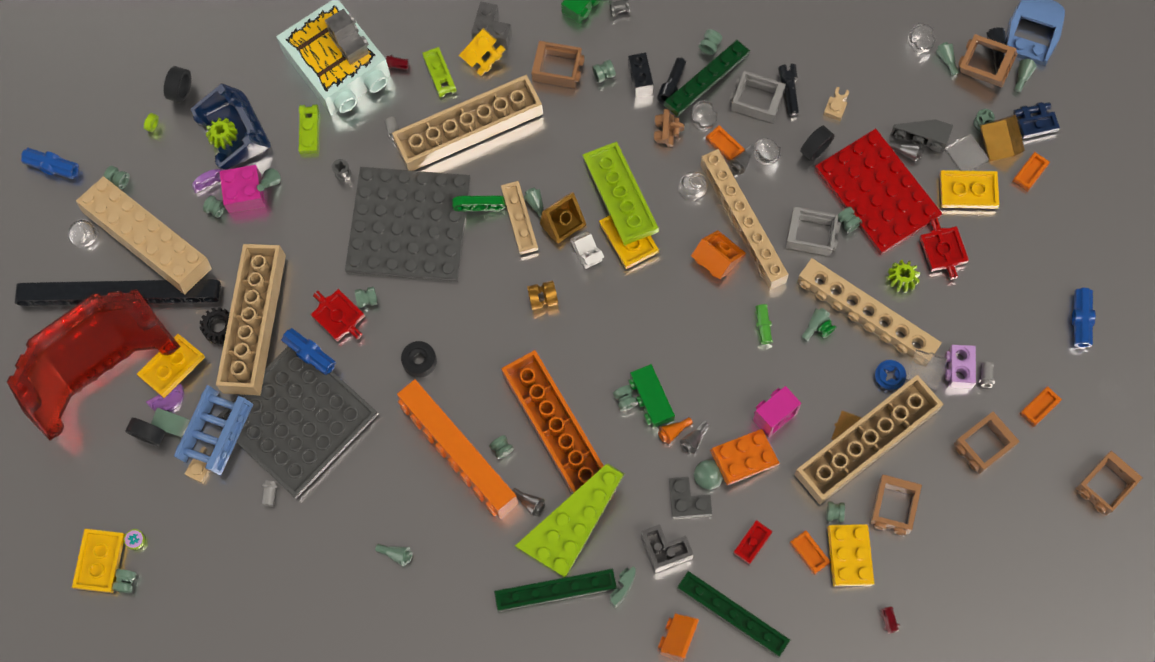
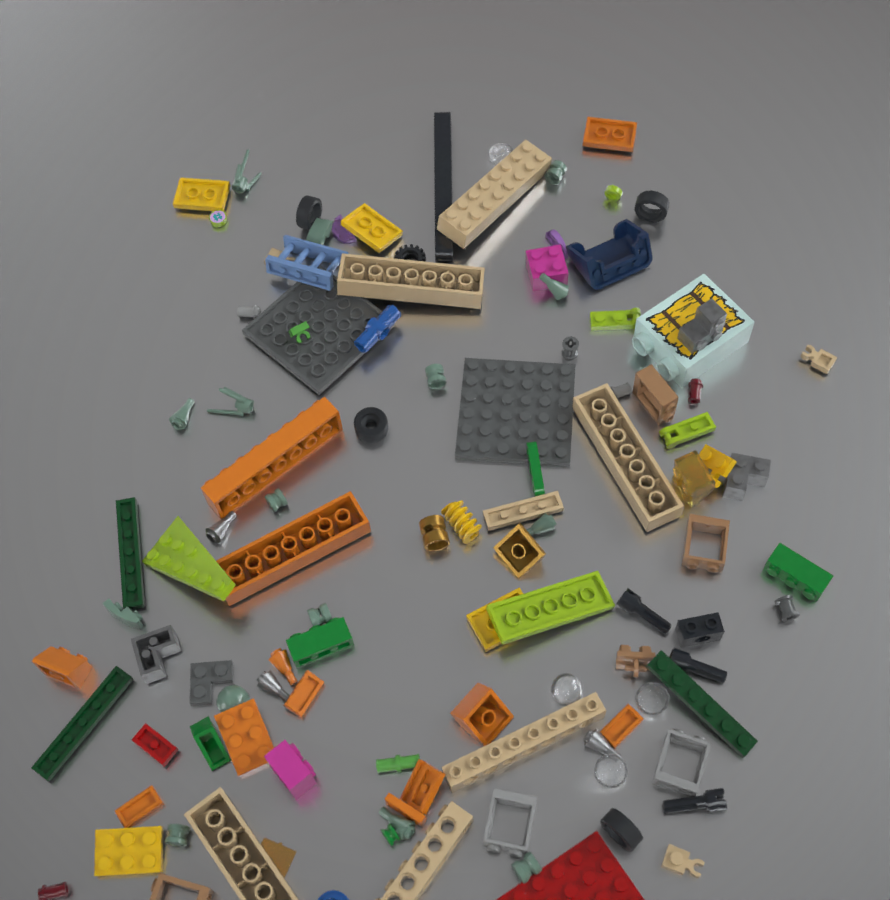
camera: 90 degrees right, 10 degrees down
(49, 163) = (568, 124): blue piece -> none
(70, 122) = (610, 134): none -> orange plate
(80, 350) = (378, 152): clear red windscreen -> none
(88, 516) = (240, 182): none -> sand green plant
(121, 577) = (181, 212): sand green wheel -> none
(213, 206) = (528, 244): sand green wheel -> none
(217, 137) = (603, 246): lime gear -> none
(304, 432) = (298, 330): none -> bright green tile
(337, 315) = (418, 354): red plate -> none
(386, 489) = (242, 404): none -> sand green plant
(404, 93) = (655, 394): none -> medium nougat window
(496, 66) = (692, 478): none -> clear yellow slope
(530, 269) = (461, 521): none -> yellow piece
(586, 249) = (485, 575): white brick -> none
(604, 71) = (702, 591): sand green wheel -> none
(614, 127) = (632, 603): none -> black piece
(701, 409) = (303, 693): none -> orange tile
(710, 42) = (750, 709): sand green wheel -> none
(749, 490) = (210, 743): none -> green slope
(786, 300) = (422, 786): none -> orange plate
(806, 315) = (405, 810): none -> orange tile

